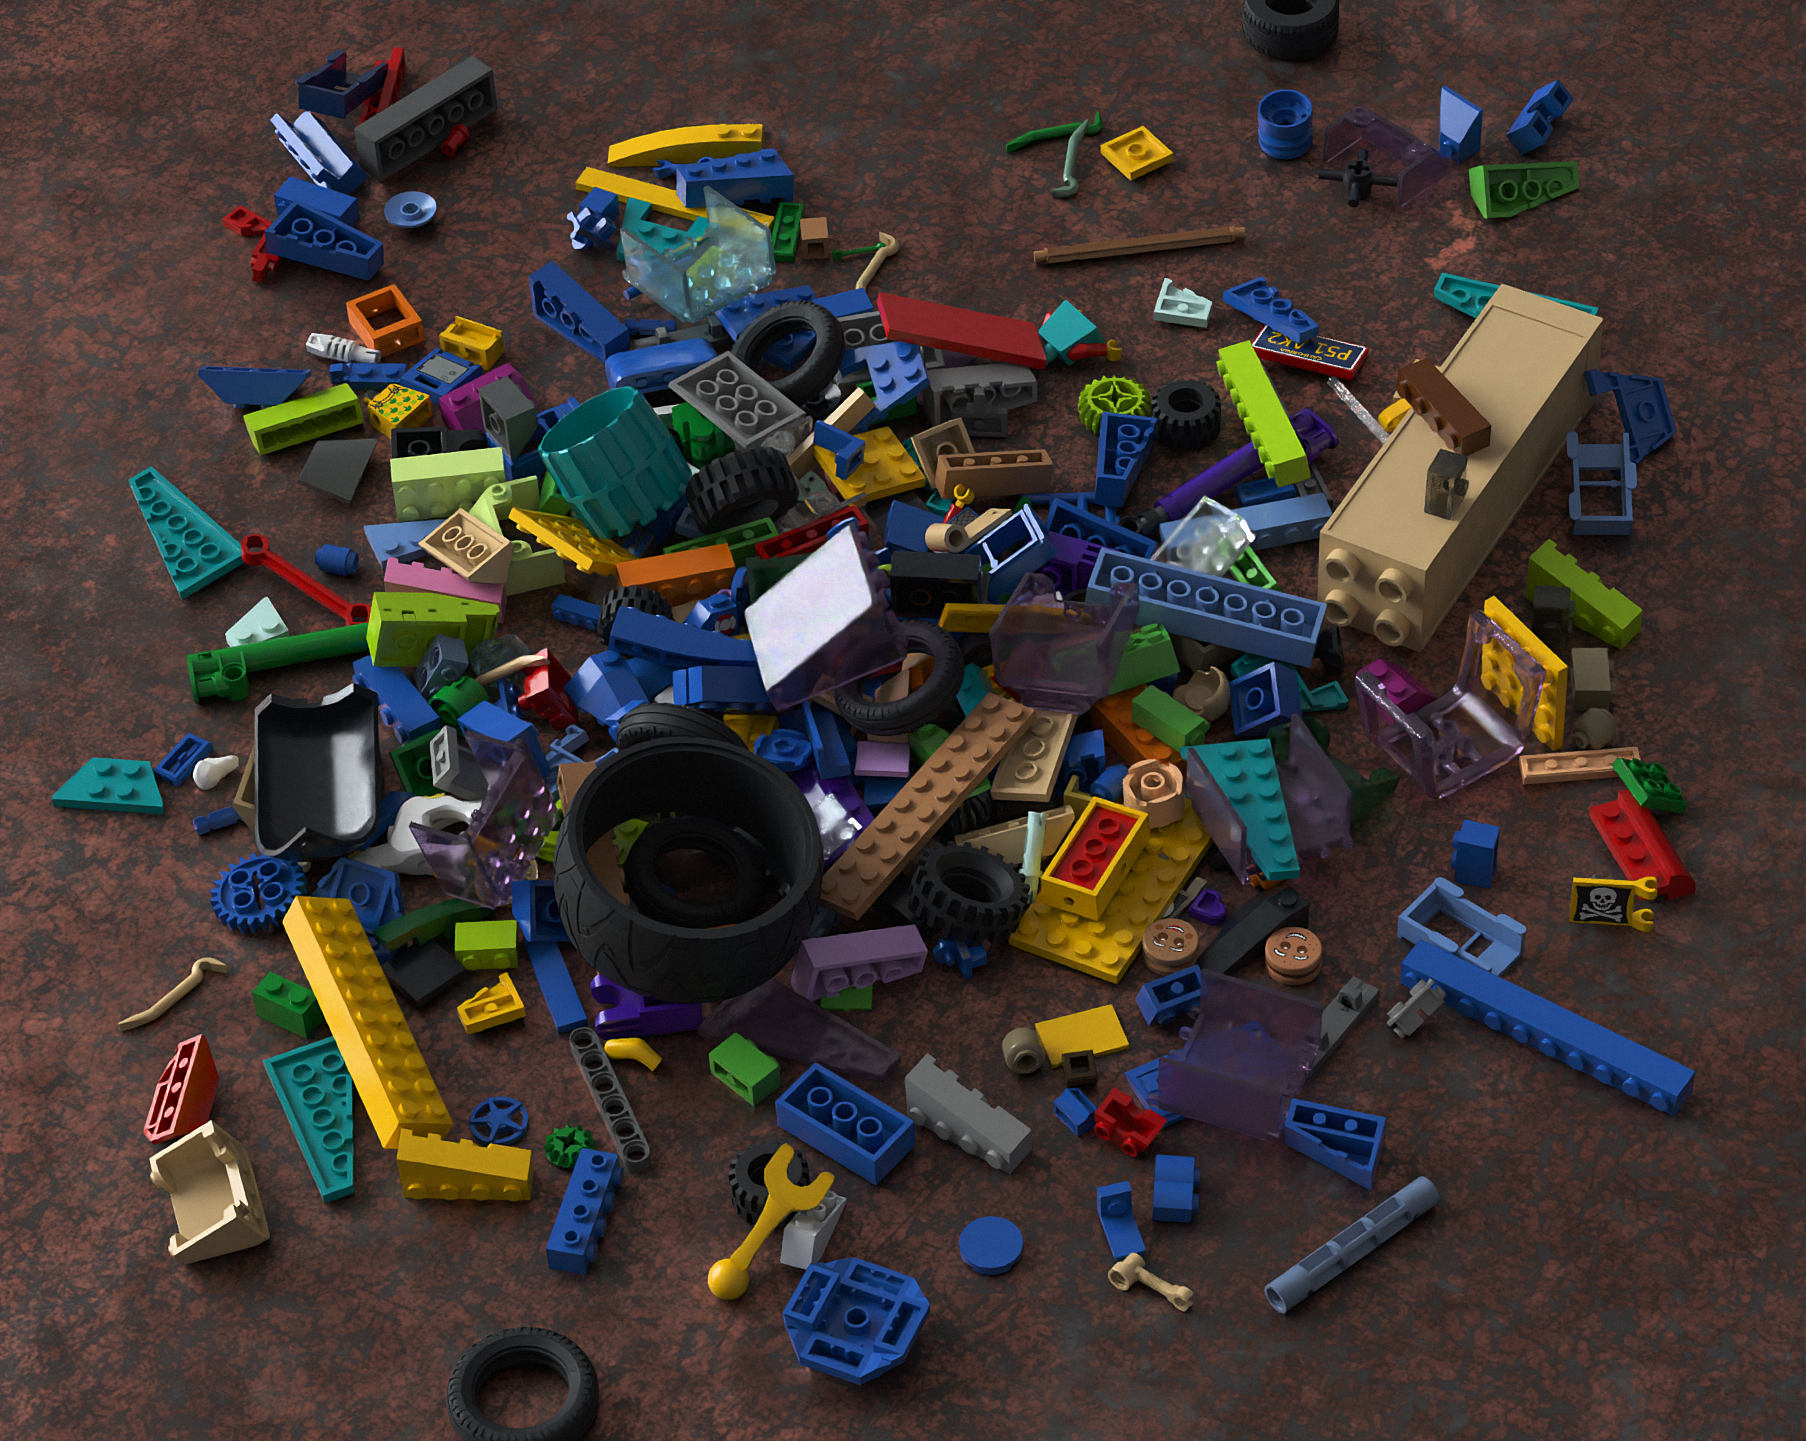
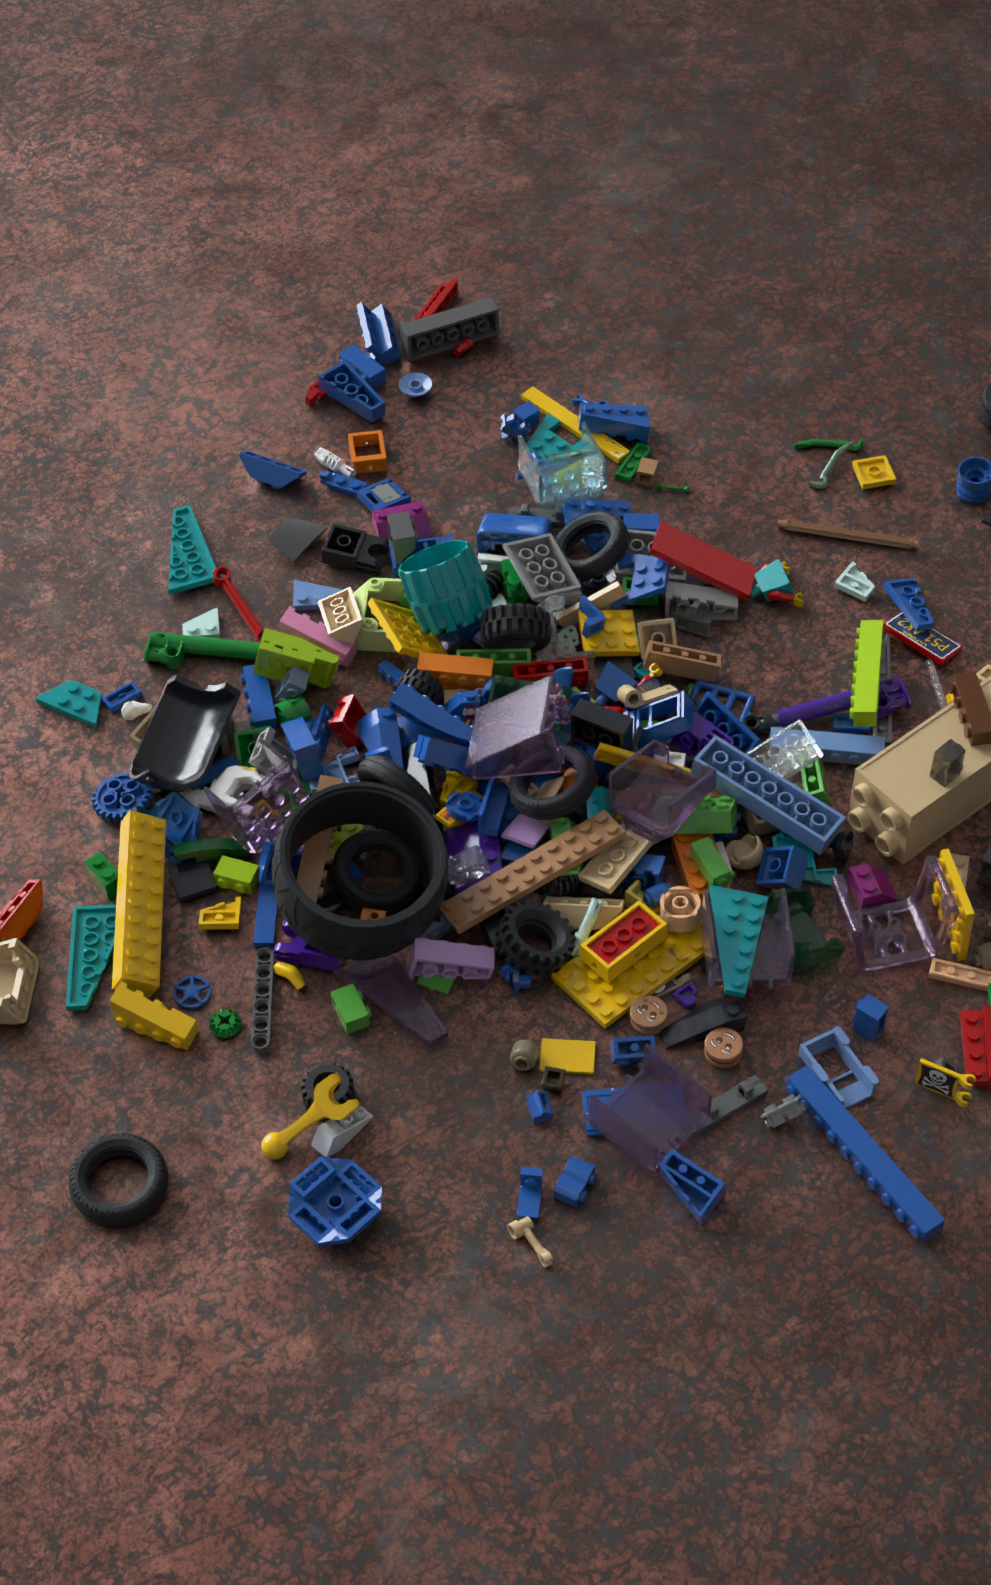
camera: 20 degrees right, 5 degrees up
(174, 995) = (46, 846): tan piece -> none
(216, 820) = (122, 742): blue axle -> none
(245, 222) = (317, 364): red tile -> none
(303, 419) = (291, 500): lime brick -> none
(318, 93) = (390, 293): dark blue piece -> none
(337, 560) = (268, 597): blue brick -> none
(397, 408) = (348, 510): yellow torso -> none
(444, 482) = (349, 566): yellowish green brick -> none
(473, 342) = (412, 480): yellow hinge -> none
(497, 652) = (329, 690): clear light blue piece -> none
(511, 667) = (325, 700): tan piece -> none
(575, 313) = (479, 480): blue wedge -> none
(584, 1211) = (211, 1070): blue brick -> none
(648, 326) = (519, 500): blue axle -> none
(688, 145) = (601, 389): yellow wedge -> none
(845, 1123) = (391, 1067): blue brick -> none
(891, 248) = (695, 489): tan piece -> none
(965, 1116) = (466, 1088): light grey wedge -> none
(991, 1245) = (445, 1179): blue tile -> none
(1112, 396) = (781, 638): lime gear -> none
(1122, 451) = (769, 671): blue wedge -> none
(1126, 1124) = (564, 1126): red cylinder -> none
(1186, 414) = (823, 646): black tyre -> none
(1352, 1244) = (669, 1260): sand blue piece -> none

